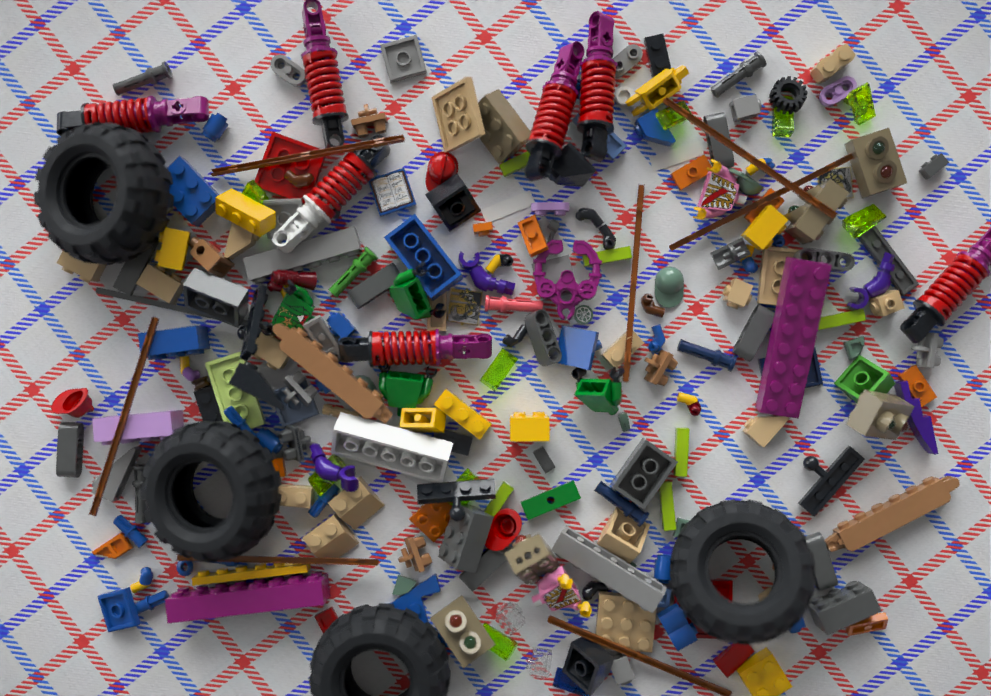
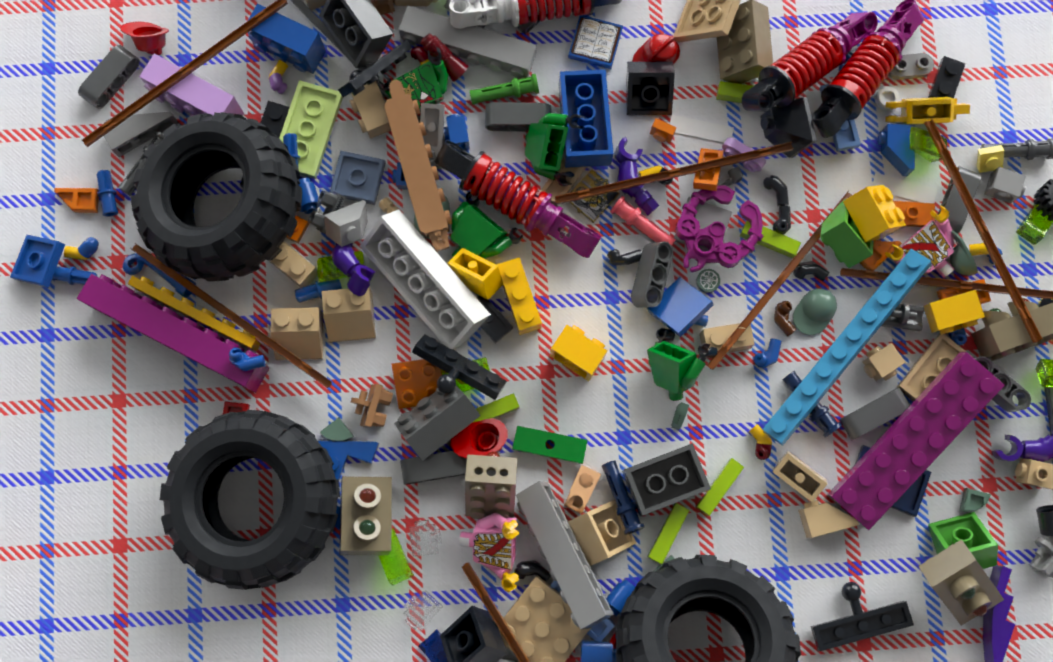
camera: 30 degrees right, 10 degrees down
(201, 383) = (281, 96): dark brown bush -> none
(254, 383) = (332, 122): black slope -> none
(293, 382) = (367, 163): light grey hips -> none
(312, 444) = (346, 223): none -> light grey slope
(312, 590) = (244, 362): none -> blue arm
(498, 369) = (584, 279): clear neon green slope -> none
(512, 256) = (673, 173): none -> dark orange piece
(544, 459) = (570, 399): dark grey piece -> none
(591, 513) = (582, 488): none -> light nougat leg
(647, 258) = (810, 267): none -> black arm
(658, 365) = (750, 380): medium nougat hips -> none
(659, 219) = (844, 237): none -> bright green slope
(668, 193) = (874, 212): none -> yellow brick
(684, 217) = (879, 250): none -> orange tile
(707, 300) = (846, 347): none -> dark azure plate
(723, 95) = (990, 158): none -> light yellow plate
(730, 411) = (800, 476): none -> tan brick
(748, 262) = (913, 338): blue arm -> none
(841, 319) = (975, 460): lime piece -> none
(918, 385) = (1020, 586): orange plate -> none

